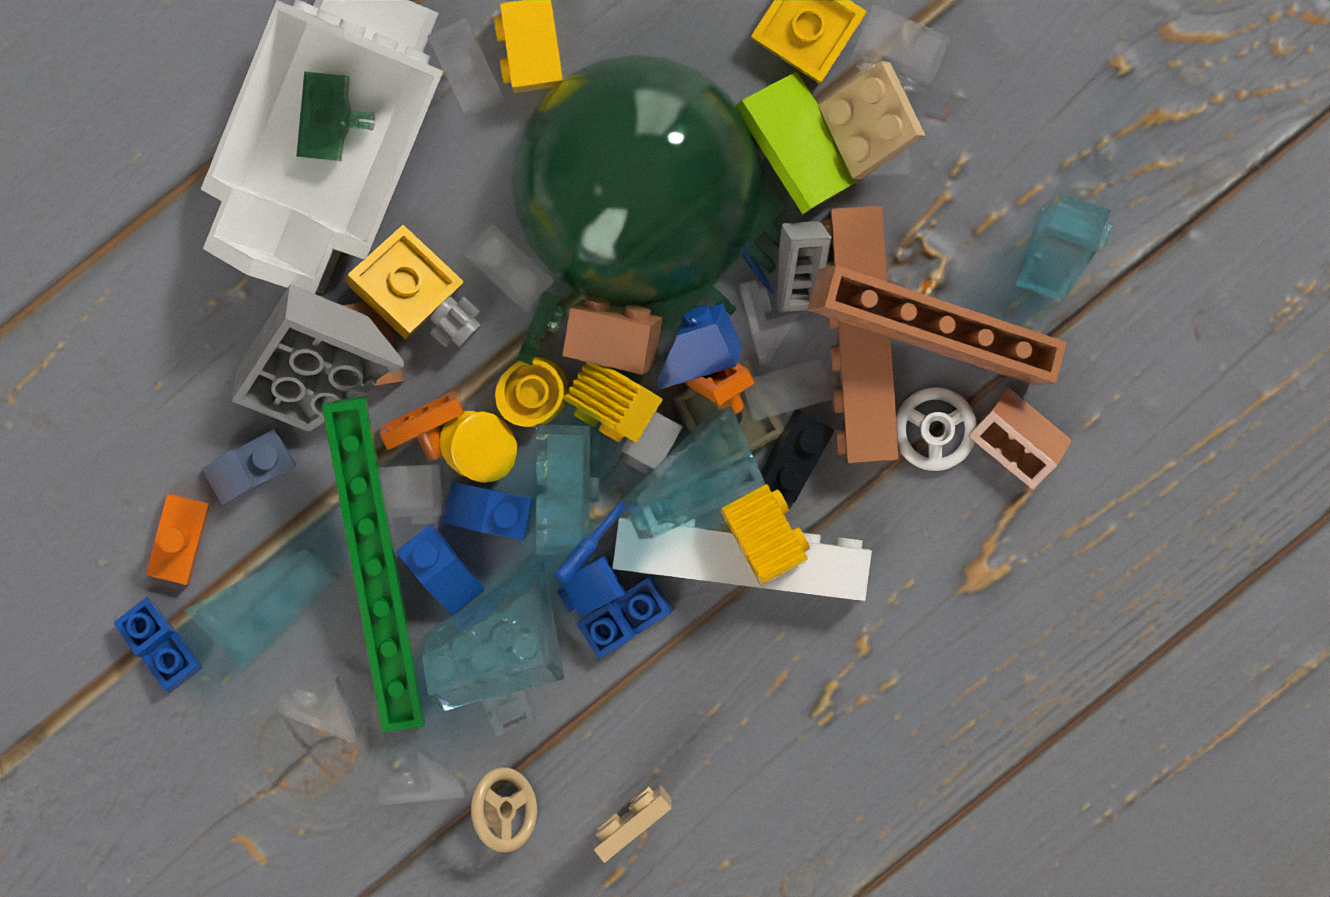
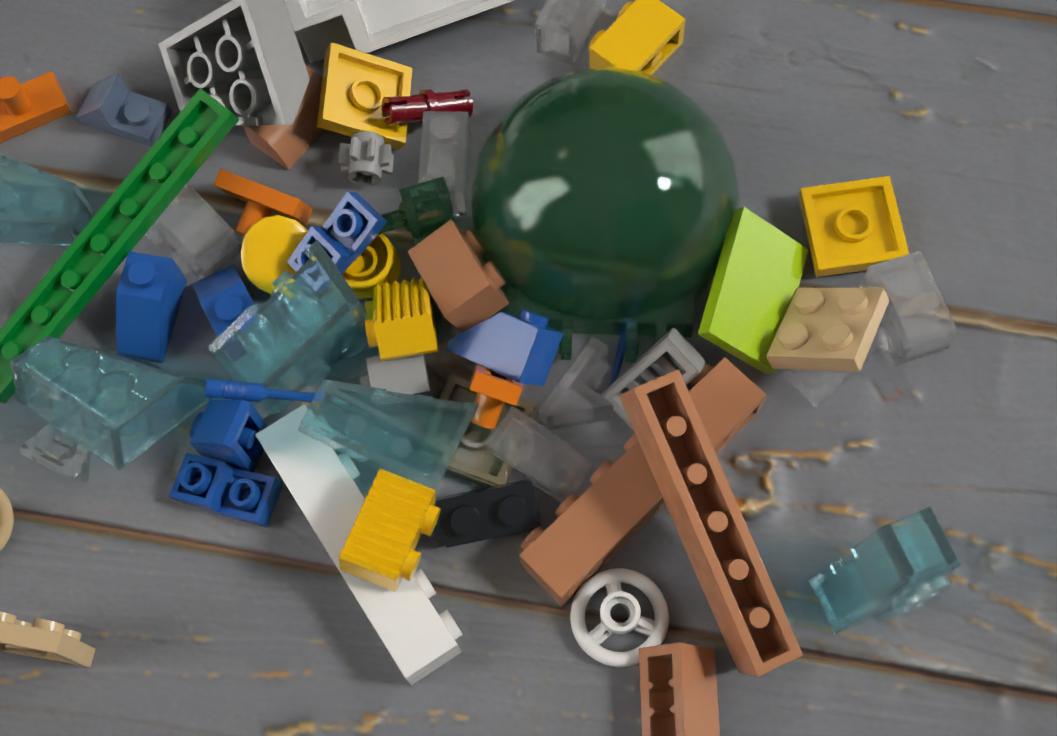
camera: 55 degrees right, 20 degrees down
(451, 243) = (410, 108): none -> dark red pin
(514, 399) = (344, 234): none -> blue slope

